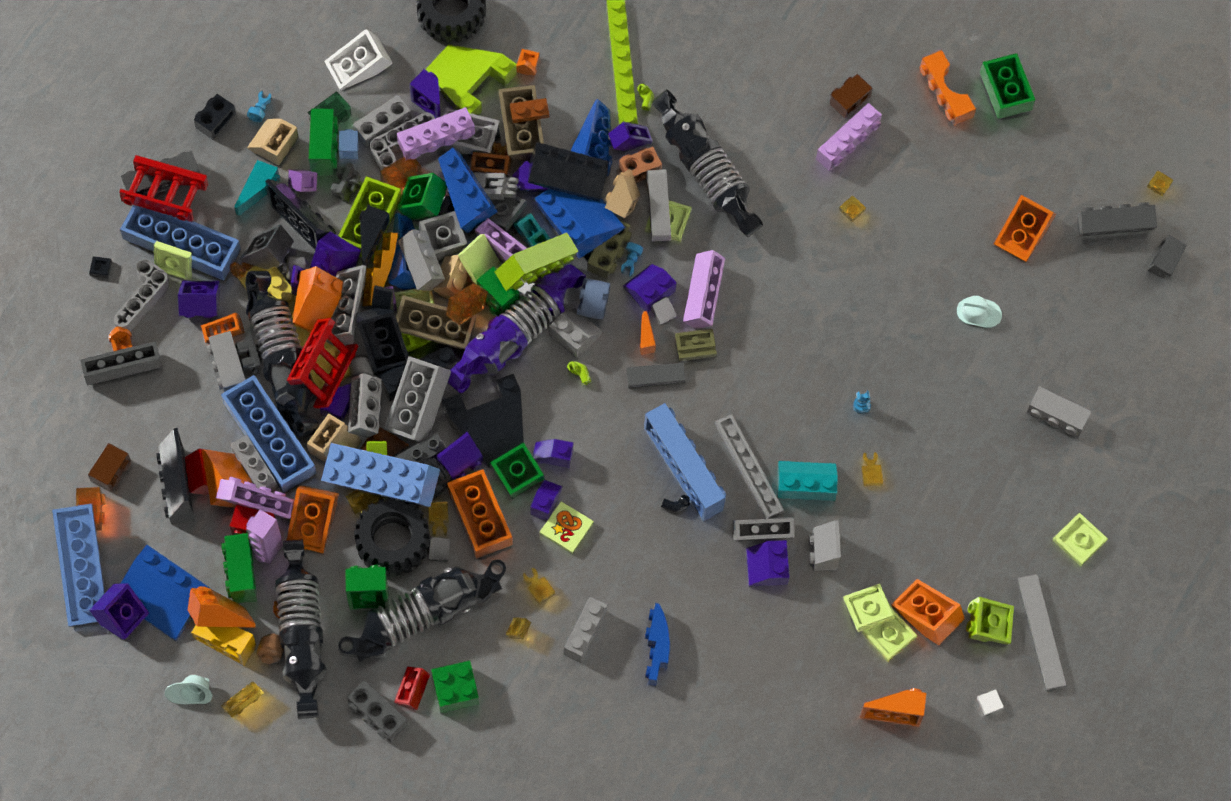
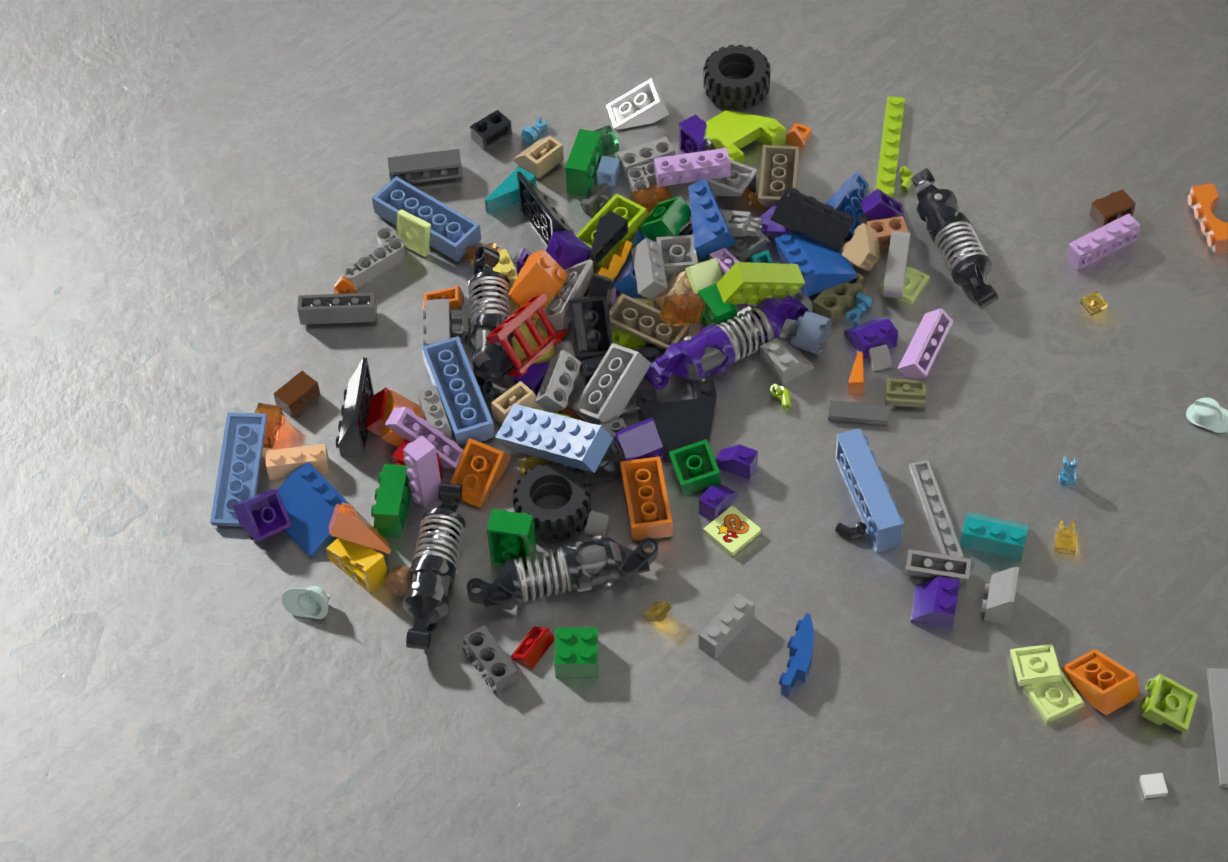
camera: 20 degrees right, 15 degrees down
(100, 267) = (346, 231): black tile -> none
(132, 543) = (283, 462): none -> light nougat brick
(162, 171) = (422, 156): red fence -> none
(199, 298) = (428, 271): dark purple slope -> none
(242, 699) = (364, 619): clear yellow plate -> none
(268, 248) = (508, 238): flat silver slope -> none
(302, 180) = (557, 192): medium lavender panel -> none
(438, 515) = (604, 495): clear yellow plate -> none
(491, 163) = (740, 202): reddish brown brick -> none
(529, 110) = (788, 164): dark orange plate -> none
(539, 588) = (689, 579): clear yellow plate -> none
(900, 708) = (1044, 765): orange slope -> none

